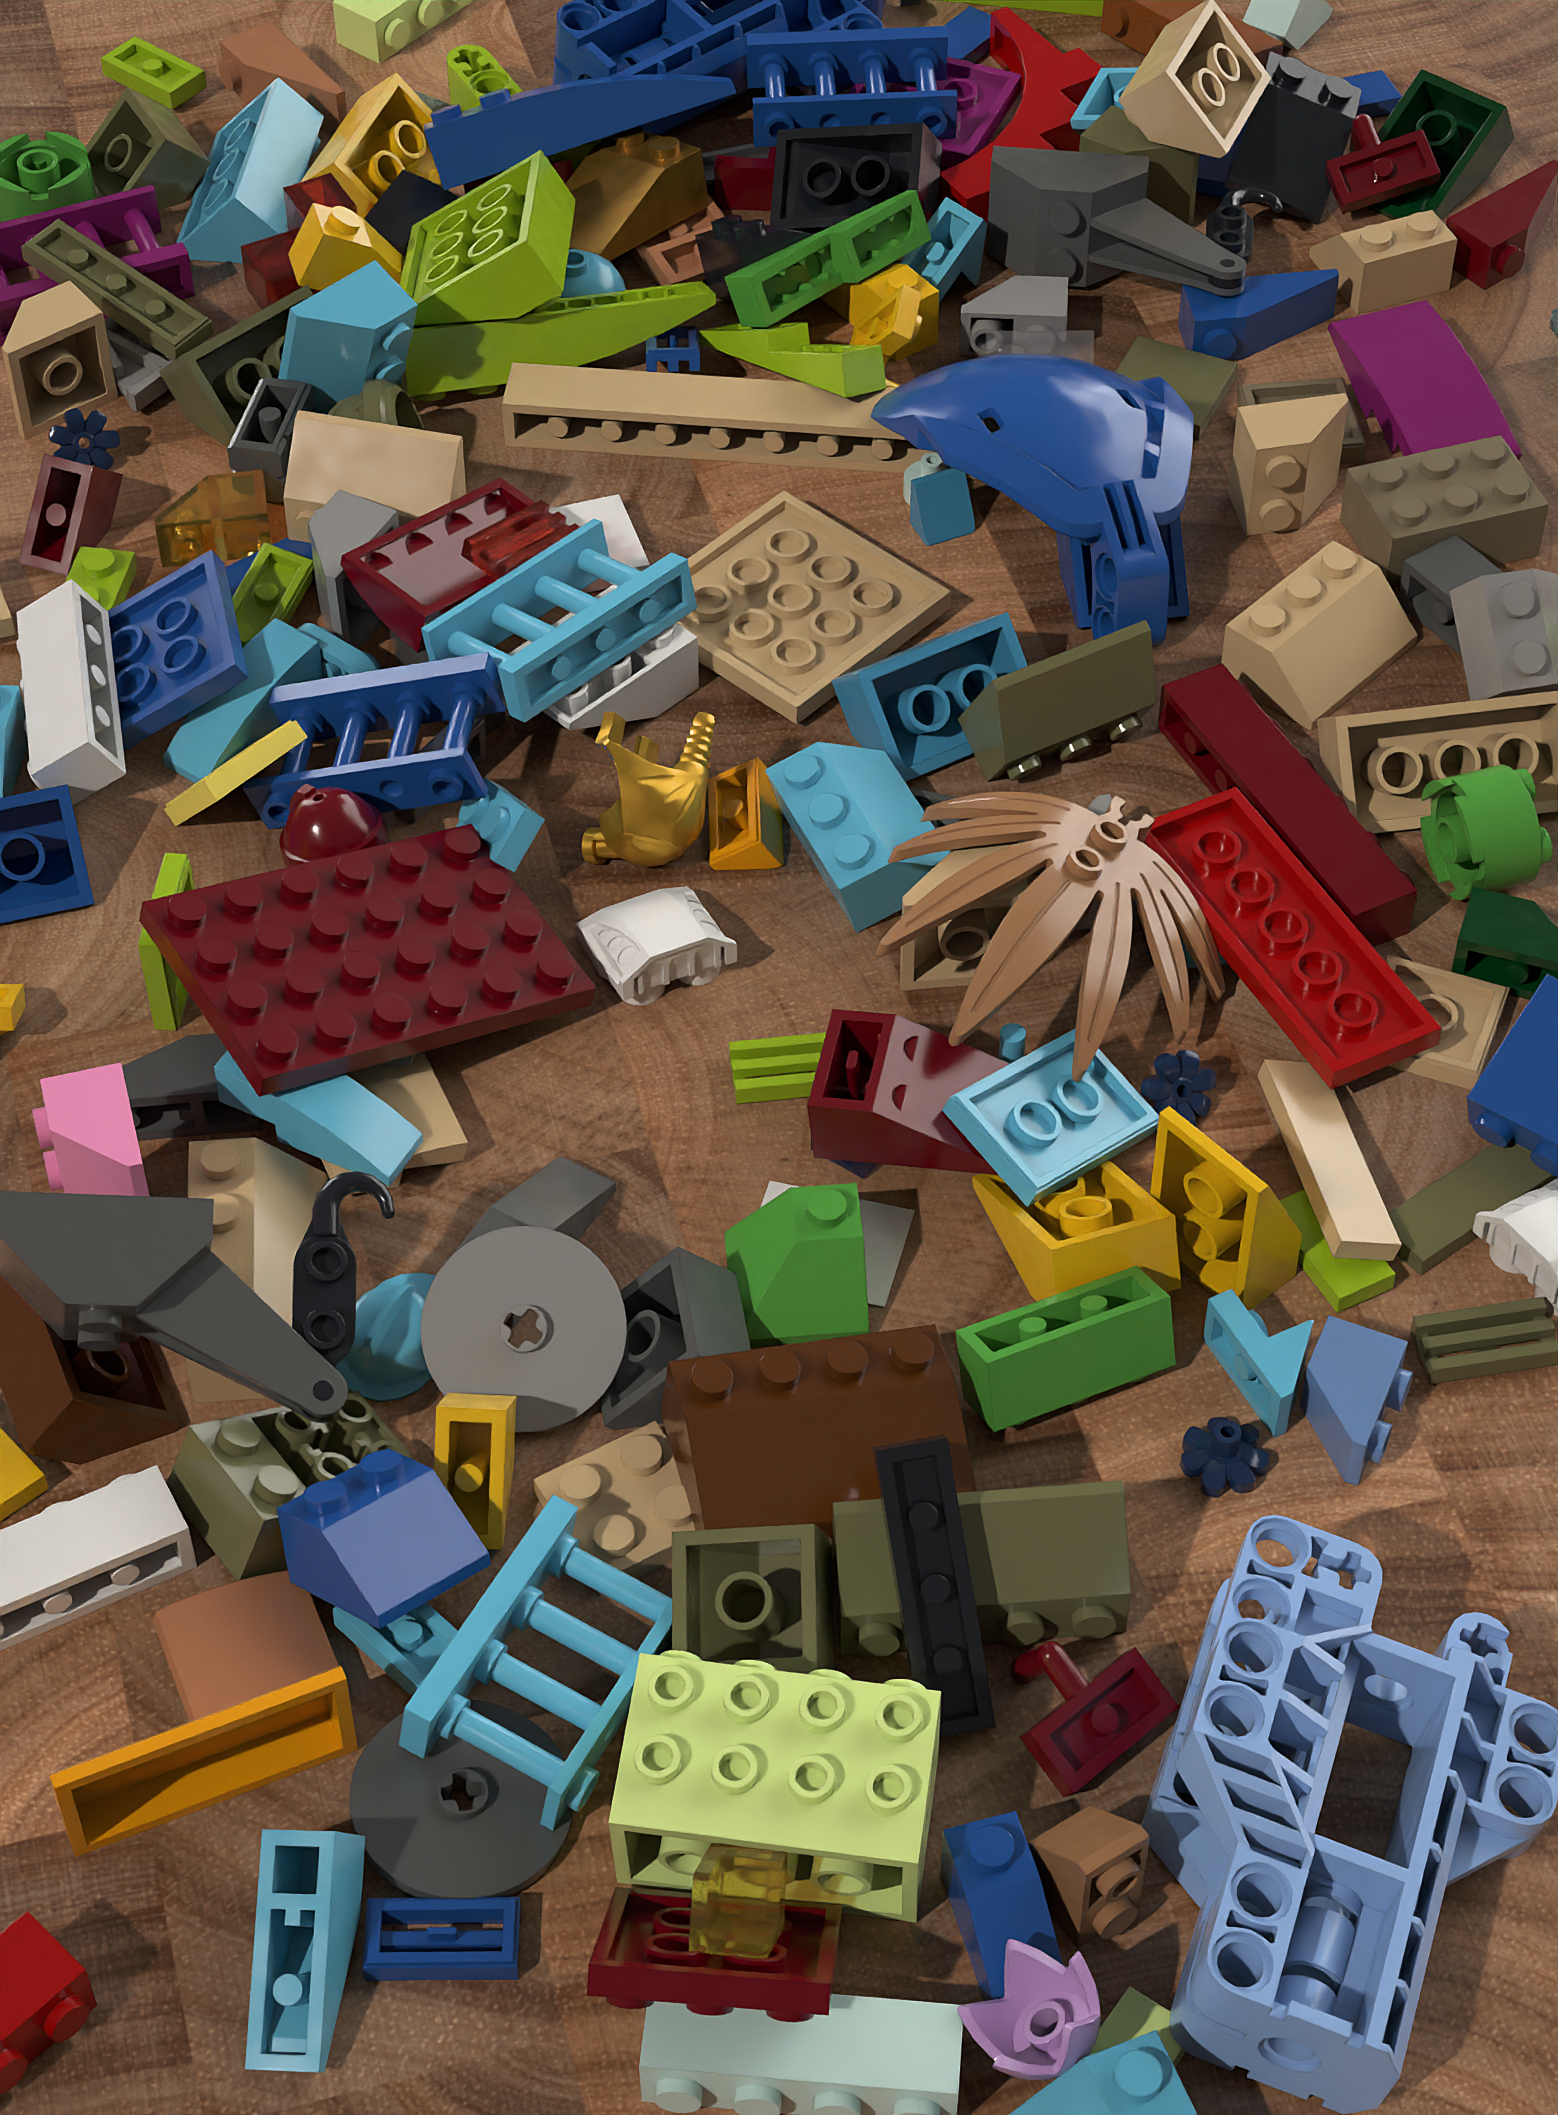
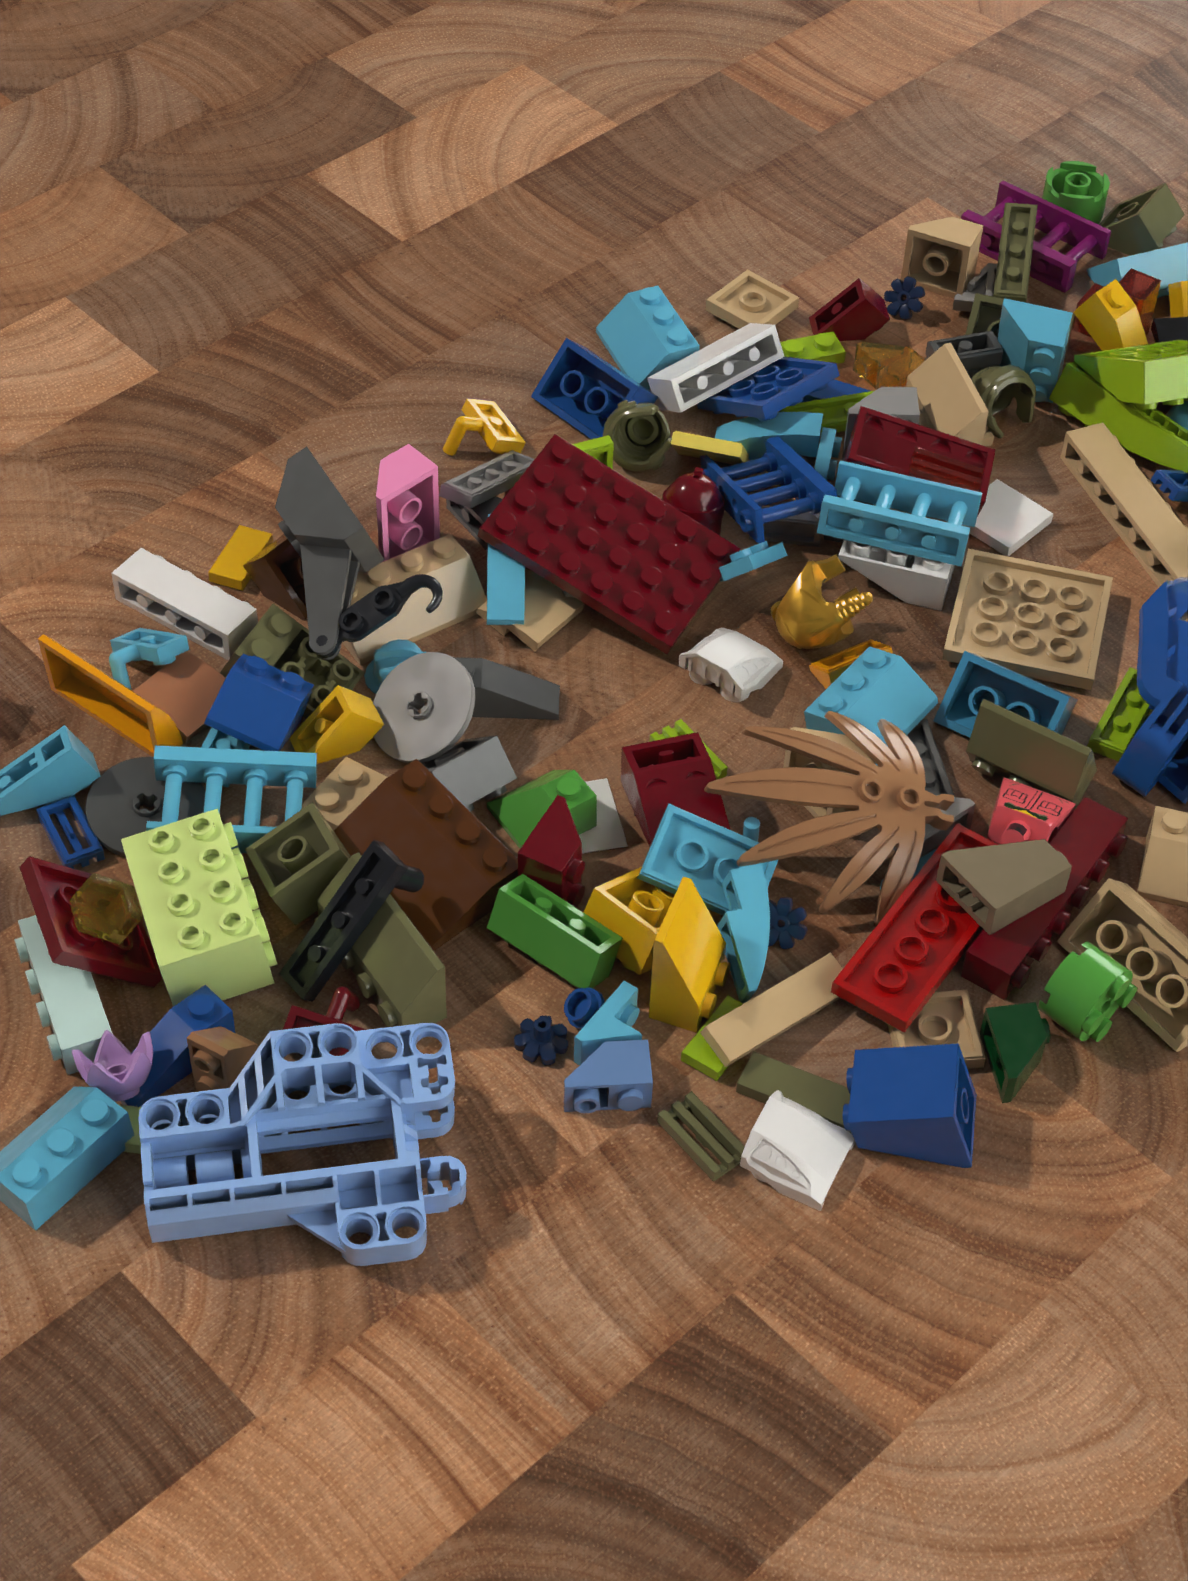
camera: 60 degrees right, 0 degrees up
(89, 1038) = (486, 480): none -> light grey tile
(112, 1658) = (144, 645): none -> medium azure plate
(129, 835) = (638, 435): none -> olive helmet
(937, 1272) = (555, 854): none -> dark red slope
(1003, 586) = (1120, 720): none -> lime tile
(1146, 1083) = (746, 927): none -> medium azure slope
(1154, 761) = (1026, 814): none -> coral torso
(1206, 1376) = (582, 1005): none -> blue plate
(1283, 819) = (1003, 880): none -> dark tan slope

